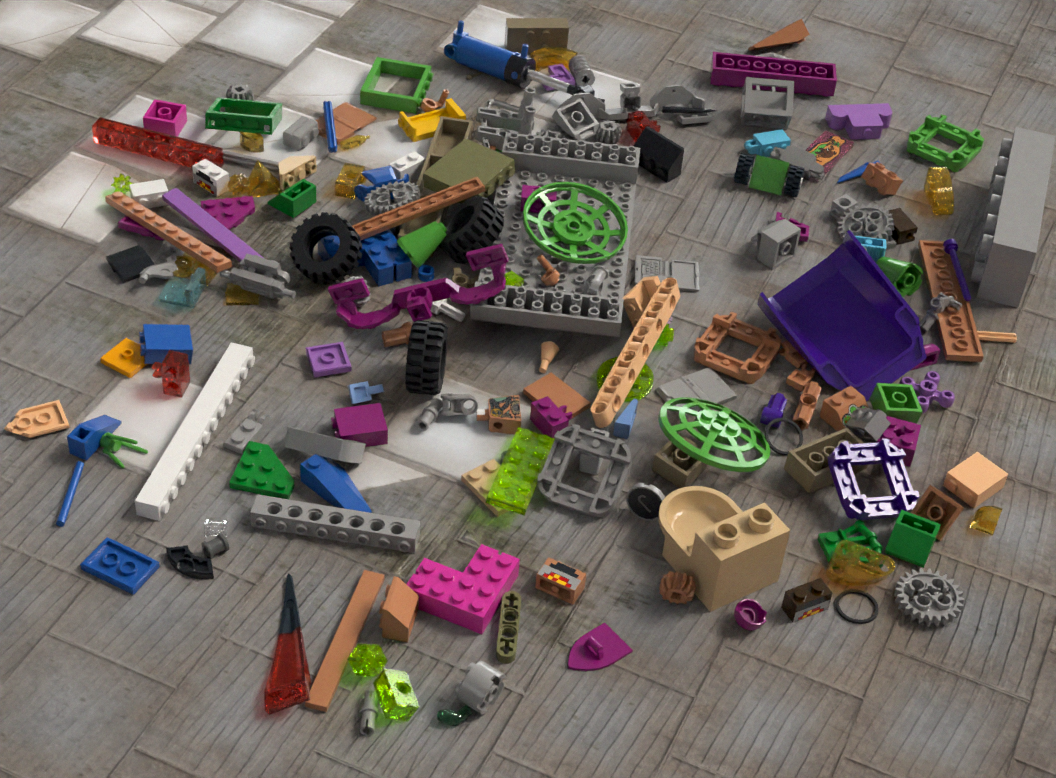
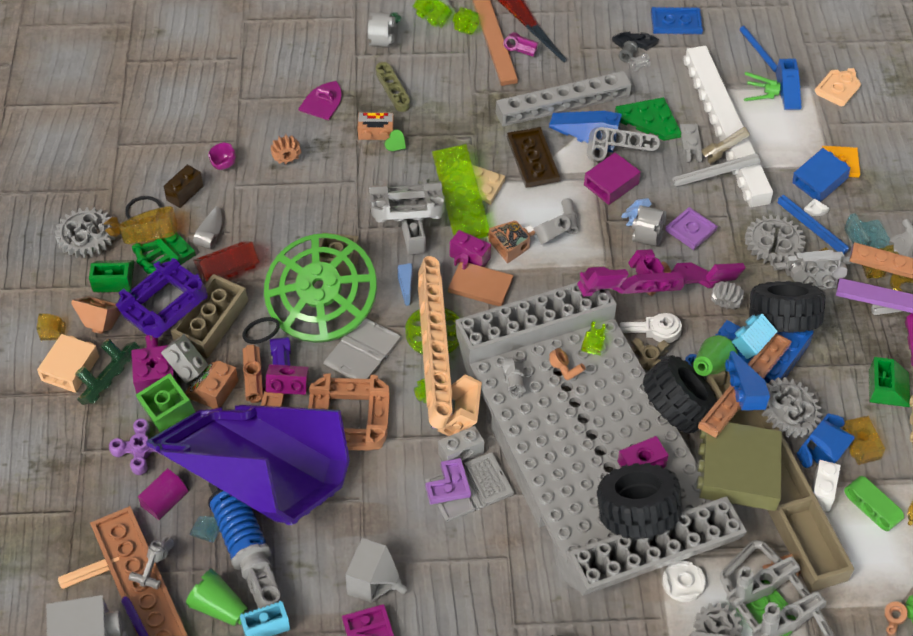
camera: 155 degrees right, 10 degrees up
(174, 373) = (784, 146): clear red brick -> none
(199, 333) = (816, 208): none -> white tile
(217, 321) = (813, 224): none -> blue axle
(240, 402) = (717, 150): none -> piece
(260, 383) = (716, 169): none -> light grey axle
(268, 324) = (761, 238): none -> light grey gear
(329, 607) = (522, 45): none -> magenta piece
(370, 363) = (649, 225): none -> light grey brick
(378, 233) = (754, 335): none -> medium azure brick
(381, 150) = (874, 503): none -> bright green beam
(398, 611) = (469, 53): nougat slope -> none
(418, 481) = (533, 157): none -> dark brown plate
(425, 124) = (870, 588): yellow panel -> none
(426, 357) = (602, 228): black tyre -> none
(428, 187) = (748, 384): none -> blue slope
(469, 596) = (437, 84): dark pink piece -> none
(545, 554) = (395, 142): none -> bright green tile
(570, 142) = (639, 500): none -> black tyre
(572, 218) = (579, 422): bright green dish -> none
(645, 501) = (345, 203): black tile -> none
(686, 268) = (452, 487): none -> medium lavender plate
(720, 544) = (287, 197): tan piece -> none
(769, 377) = (287, 379): none -> magenta brick
(796, 508) = (227, 261): none -> clear red slope
(798, 545) = (209, 229): none -> light grey piece
(899, 577) = (114, 230): none -> pearl gold bar
(939, 457) = (103, 380): none -> clear green plate

